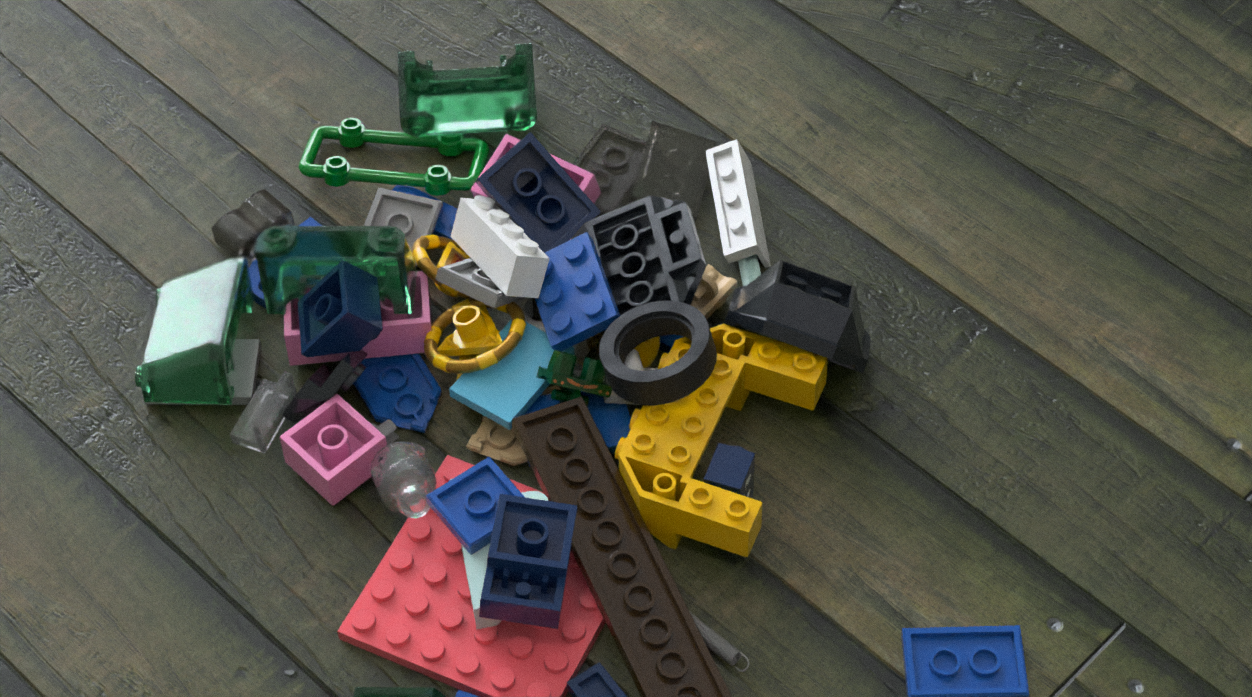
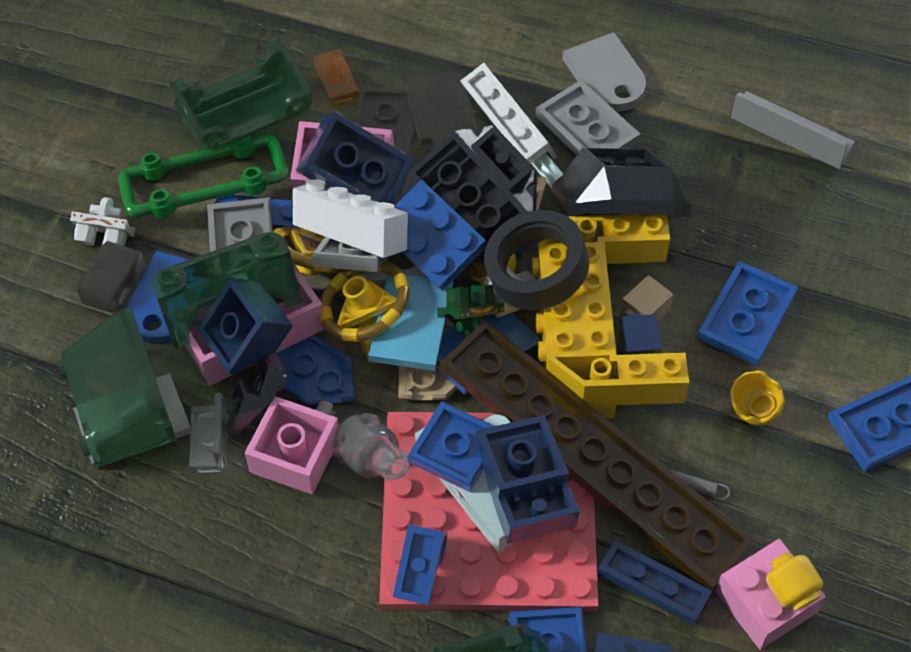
camera: 25 degrees left, 5 degrees up
(274, 170) = (88, 225): none -> white hips
(390, 599) = (419, 564): none -> blue plate
(584, 104) = (335, 76): none -> clear orange plate
(773, 446) = (647, 298): none -> tan brick
(820, 238) = (585, 120): none -> light grey plate
(828, 582) = (757, 398): none -> yellow hair
(874, 192) = (608, 71): none -> light grey tile
(875, 496) = (747, 313): none -> blue plate
(1044, 325) = (791, 129): none -> light grey panel

